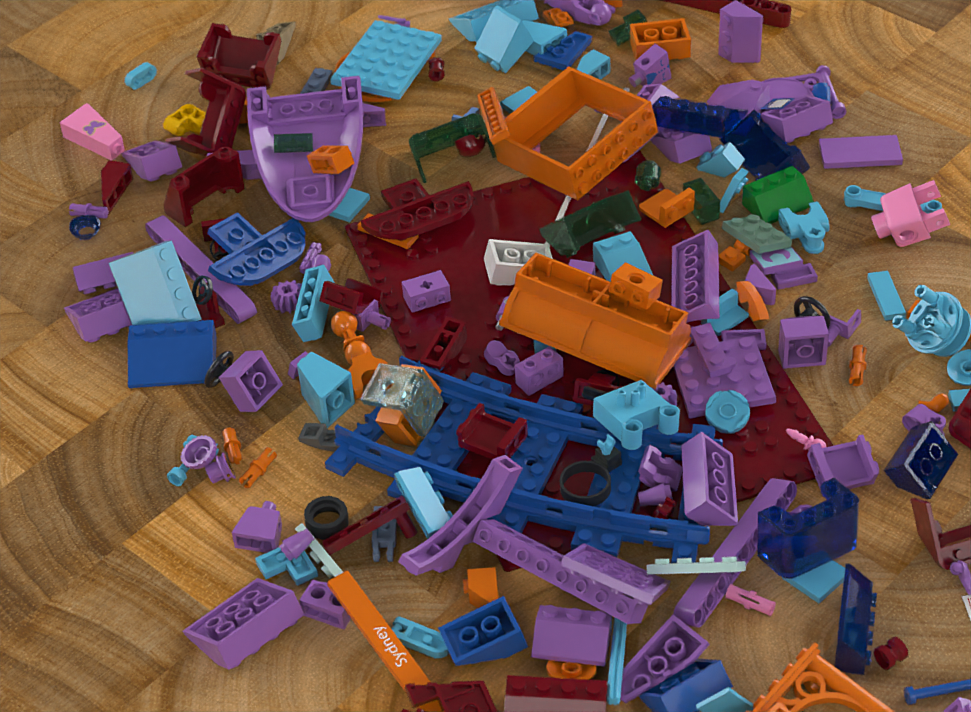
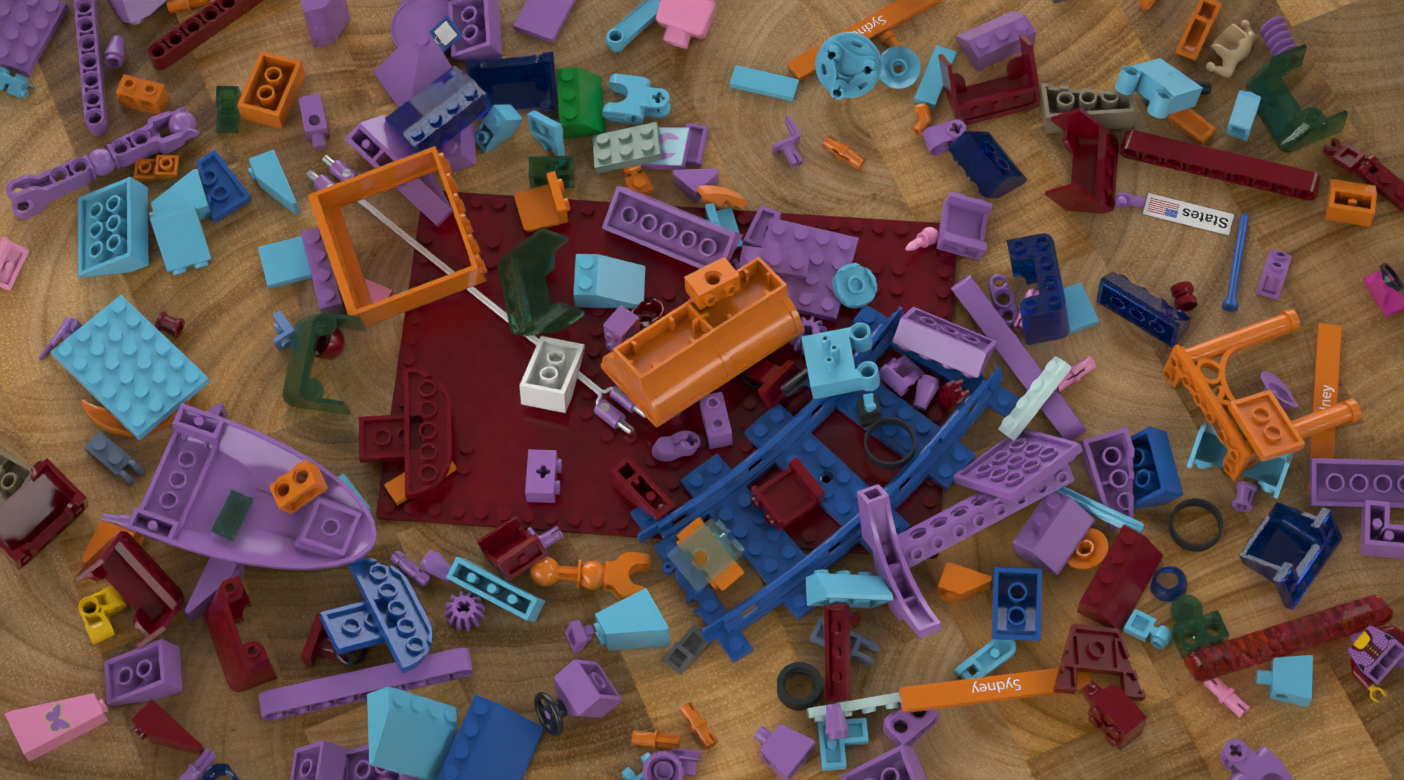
camera: 65 degrees left, 20 degrees up
(207, 301) = (439, 690): piece -> none
(493, 115) = (319, 300): orange tile -> none
(647, 175) = (487, 201): clear green head -> none
(804, 337) = (792, 175): medium lavender piece -> none

